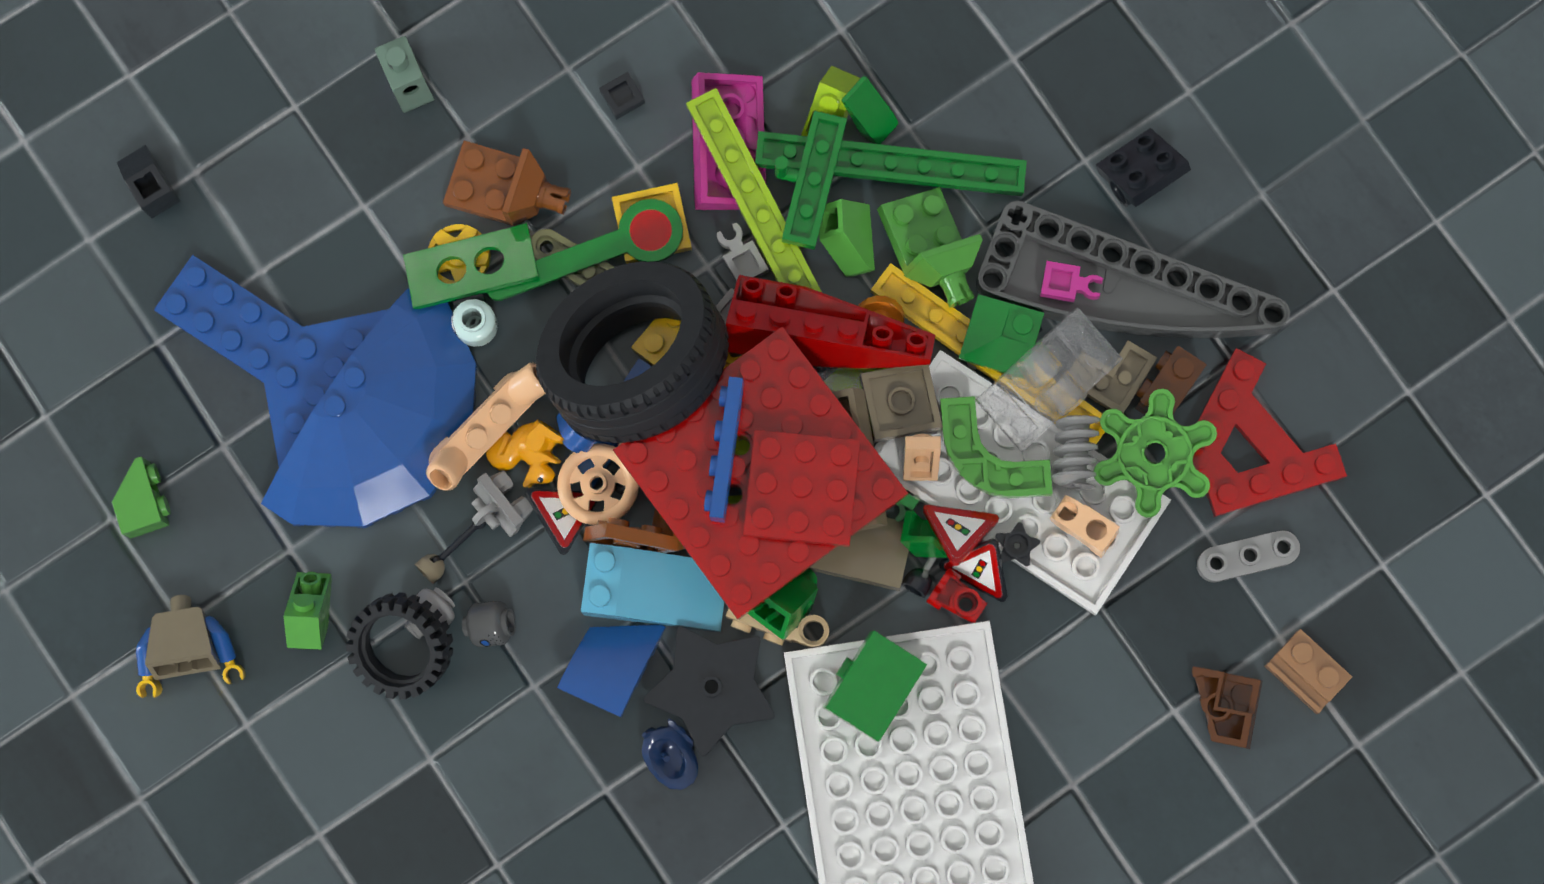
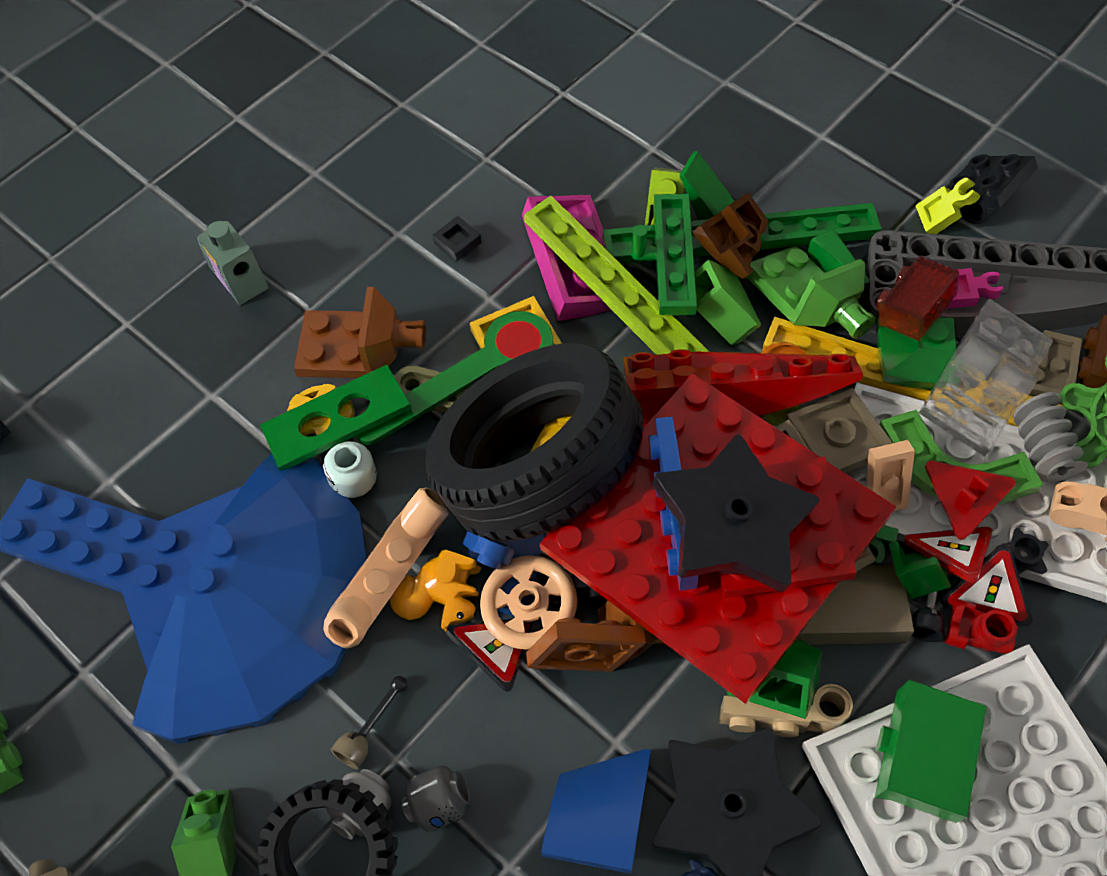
camera: 15 degrees left, 20 degrees down
(494, 506) = (417, 659): light grey hips -> none
(649, 589) = (623, 706): medium azure slope -> none
(737, 492) = (734, 516): none -> black plate
(742, 258) = (616, 344): light grey plate -> none
(876, 172) = (734, 235): none -> reddish brown slope
(966, 212) = (830, 253): none -> green slope
(984, 486) = (967, 494): none -> red piece
(1013, 290) = (918, 297): none -> clear red brick
(1089, 182) = (943, 206): none -> neon yellow plate

